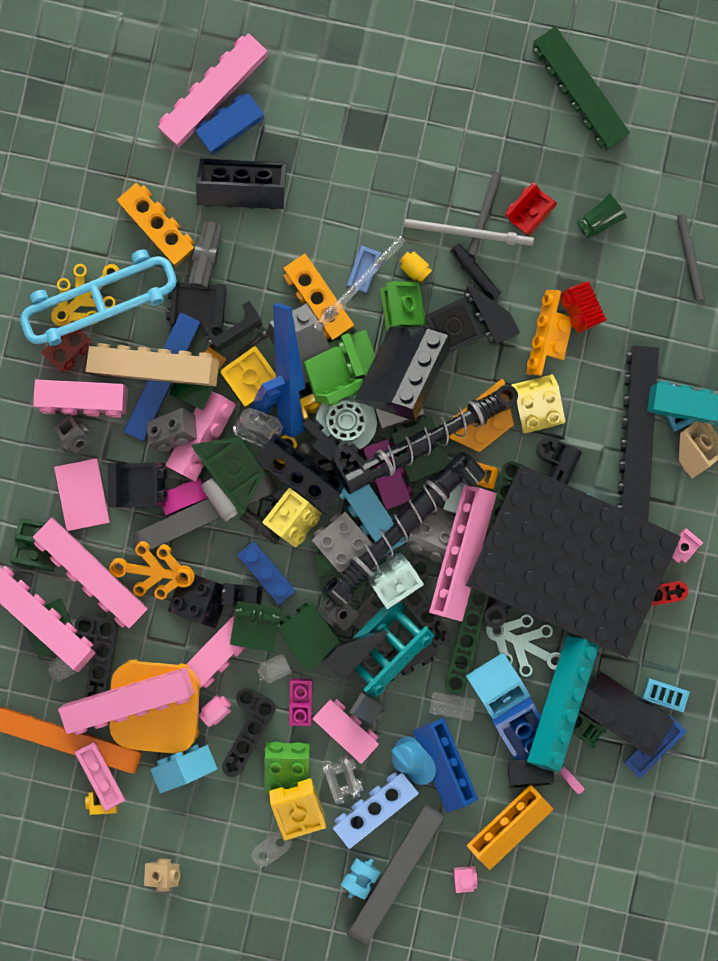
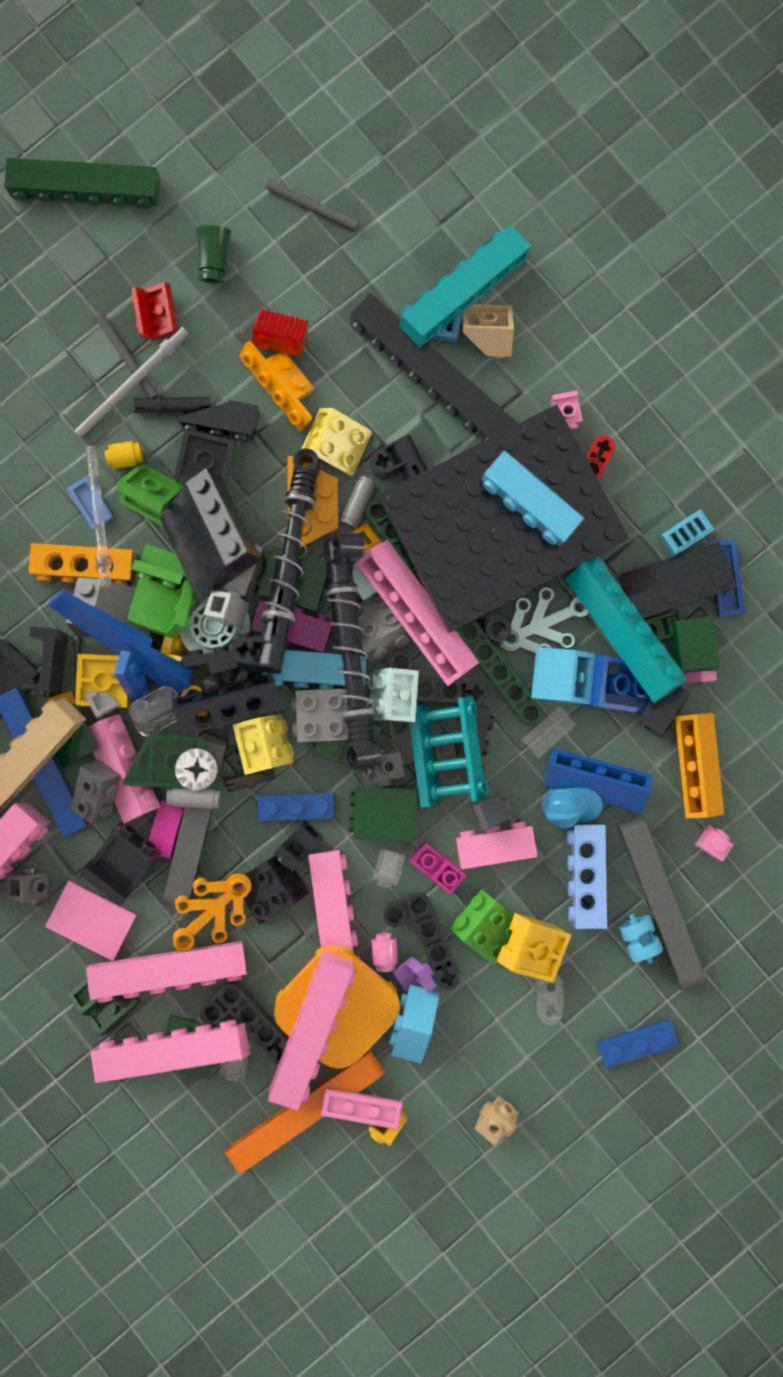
camera: 55 degrees left, 0 degrees up
(217, 742) = (413, 972): none -> medium lavender bracket
(235, 388) = (101, 703): none -> light grey tile
(241, 476) = (188, 760): none -> white gear
(255, 626) = (335, 856): dark green hinge -> none
(287, 932) = (637, 1043): none -> blue plate
(348, 654) = (428, 790): black slope -> none
(354, 785) = (551, 878): clear brick -> none
(364, 423) = (227, 608): none -> light grey brick
(508, 452) = (358, 502): none -> light grey piece
(591, 760) = (695, 644): none -> dark green slope
(599, 570) = (531, 499): none -> medium azure brick

